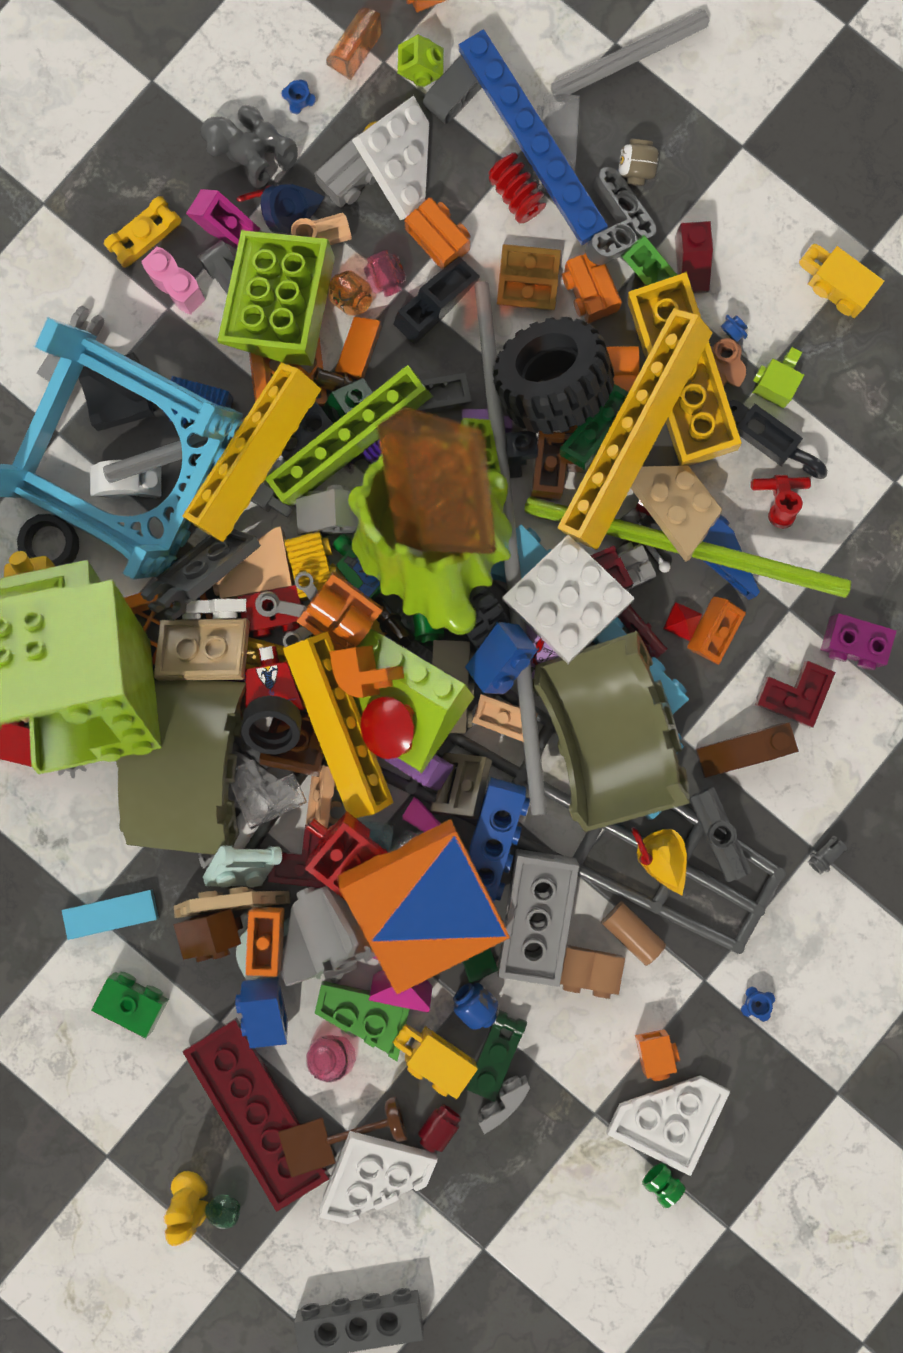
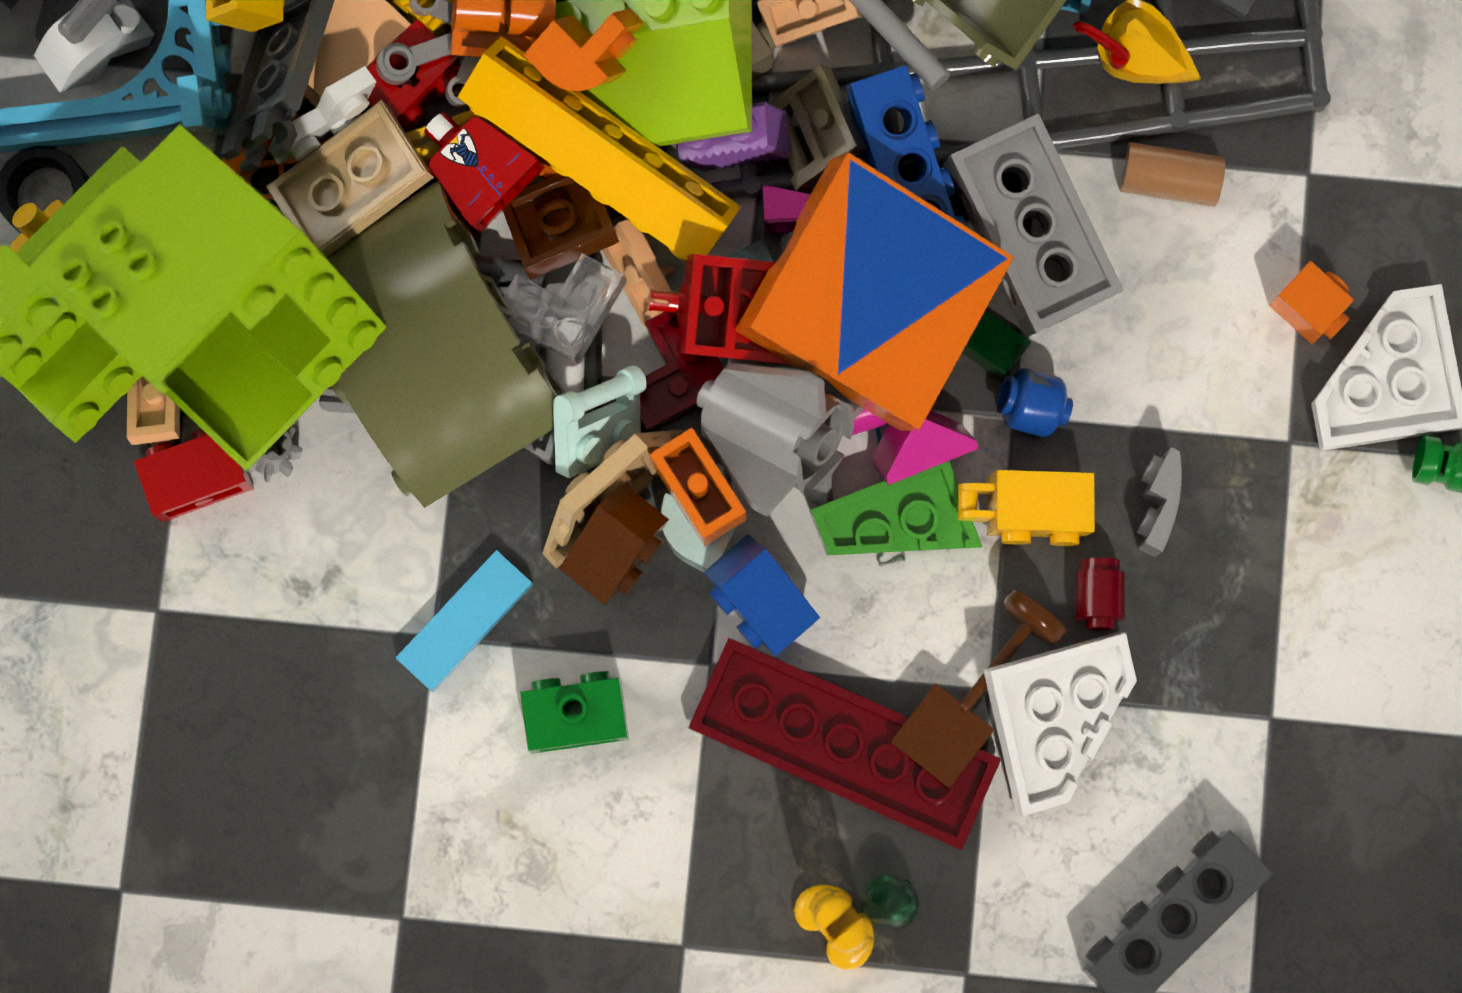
camera: 30 degrees left, 5 degrees down
(276, 708) = (537, 227): black tyre -> none
(330, 1058) = (891, 605): clear pink hair -> none
(387, 727) = (666, 102): red dish -> none
(496, 1056) = (1108, 452): dark green plate -> none
(592, 971) = (1155, 253): medium nougat brick -> none
(764, 1010) = (1403, 140): blue plate -> none

